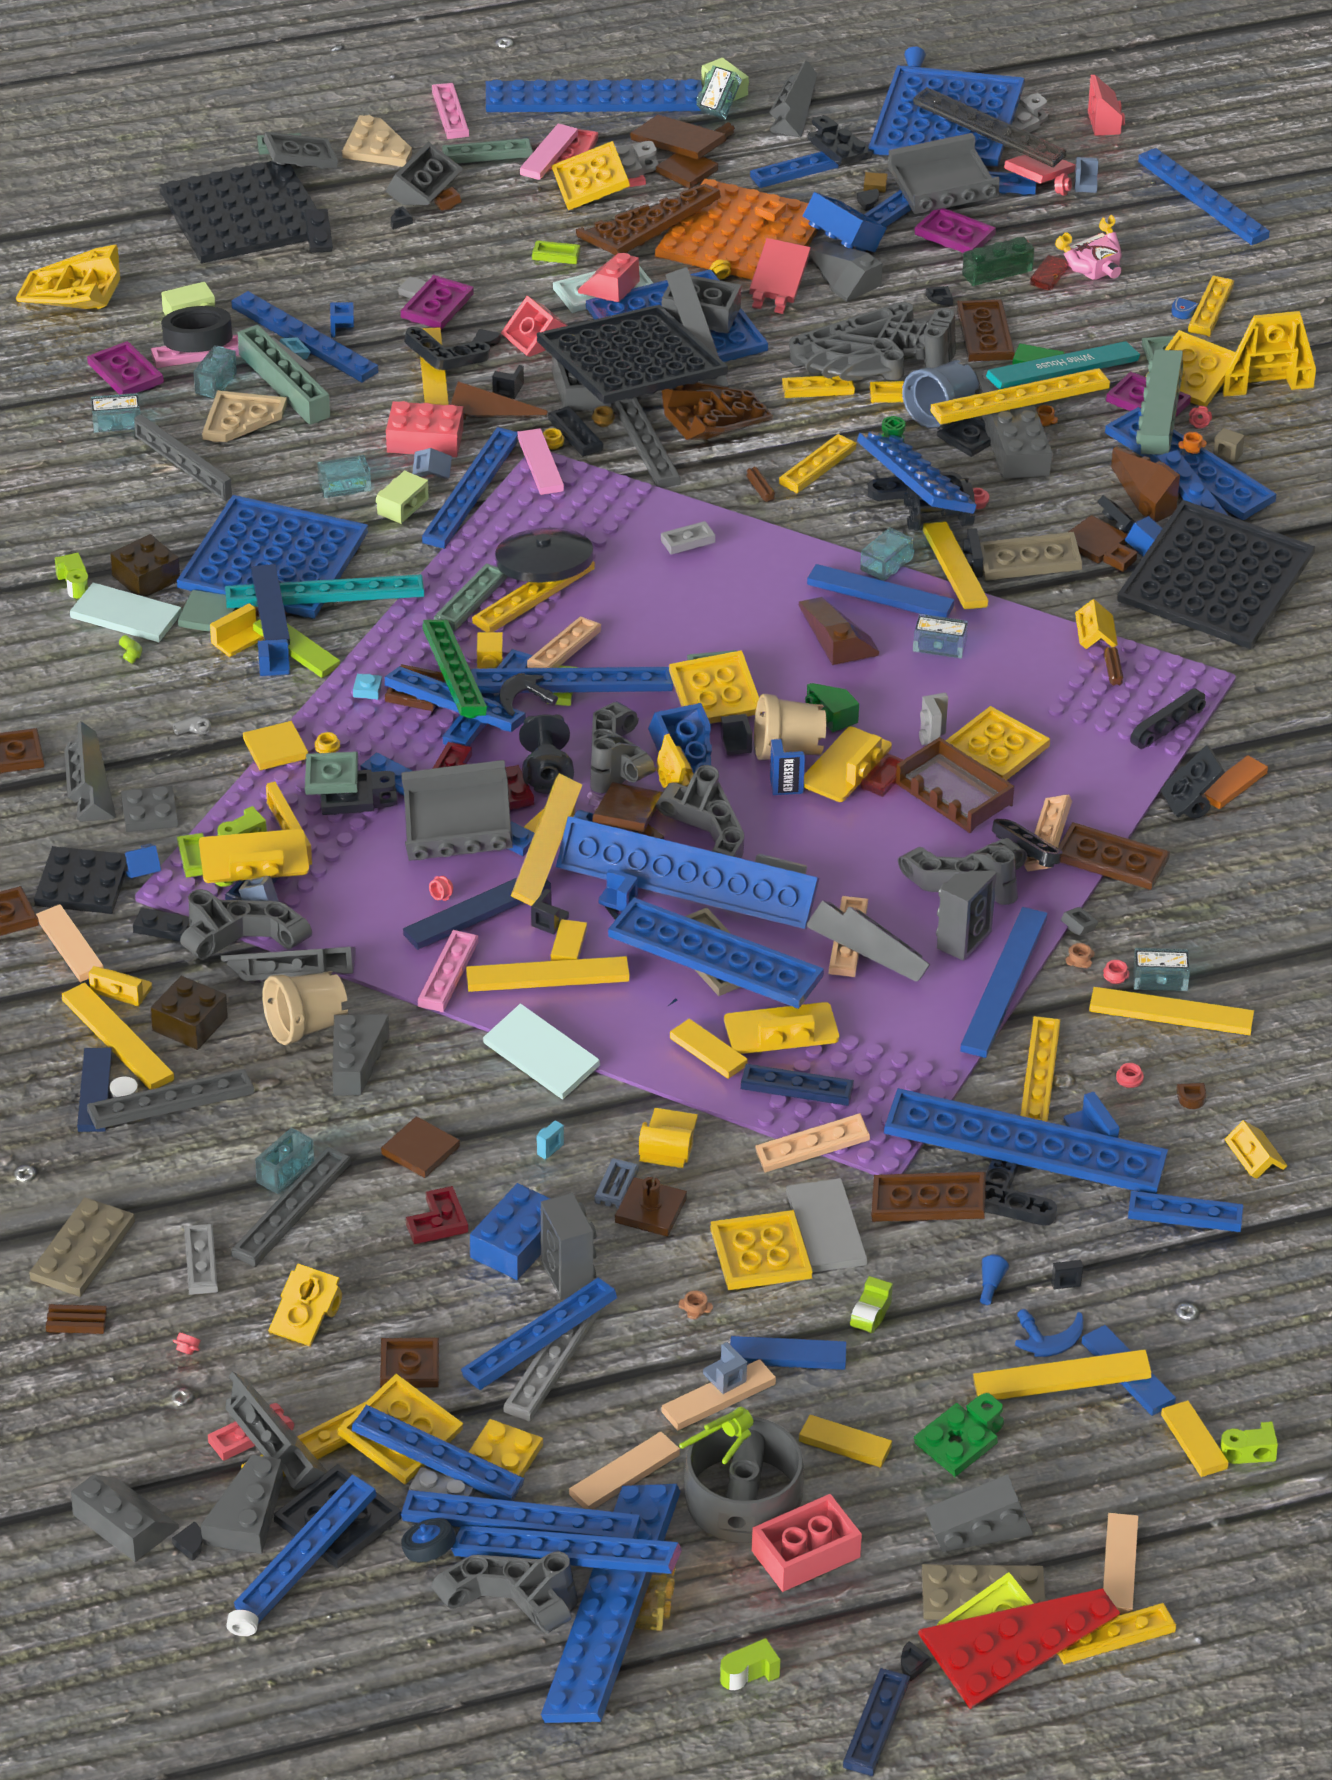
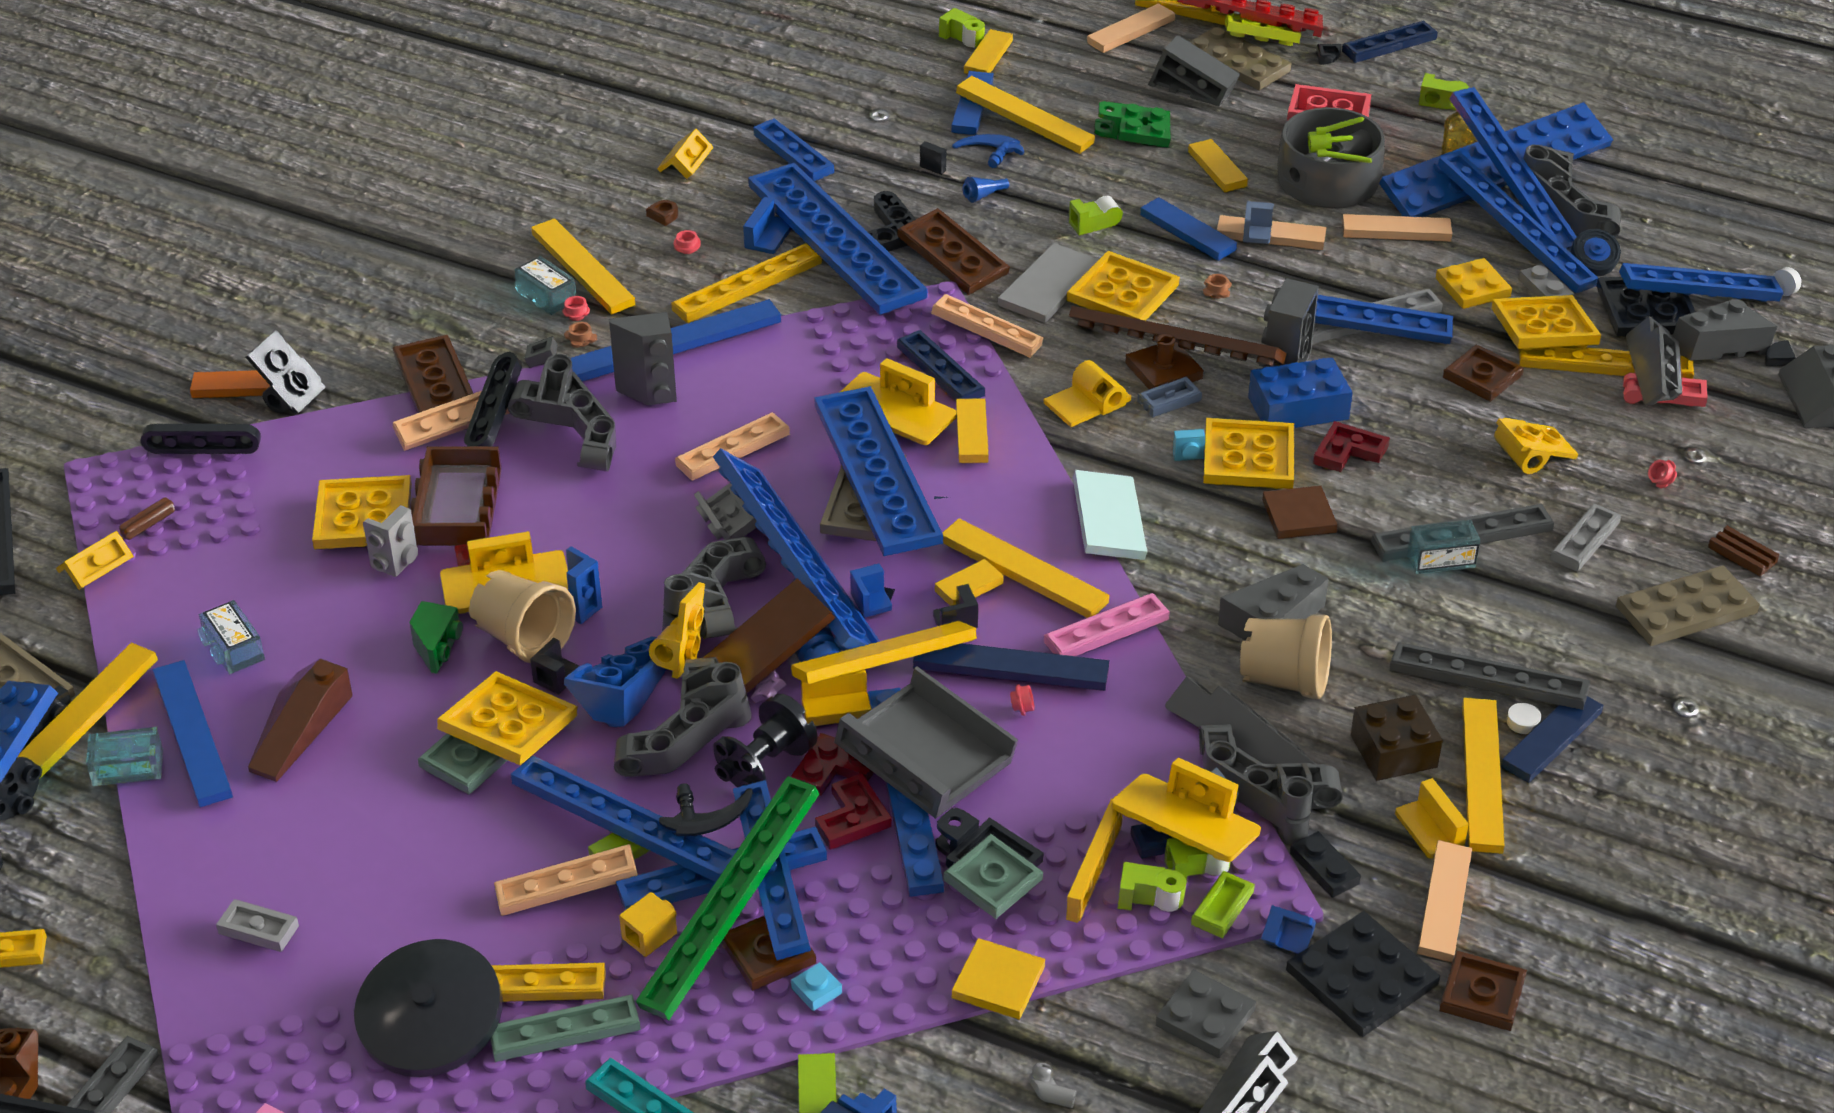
camera: 135 degrees left, 0 degrees up
(327, 743) = (945, 937): yellow plate -> none
(437, 1454) = (1538, 288): blue tile -> none
(500, 1161) = (1249, 453): none -> yellow plate
(675, 1204) = (1185, 338): none -> reddish brown plate
(760, 484) = (67, 965): reddish brown axle -> none
(868, 938) = (728, 418): wedge -> none

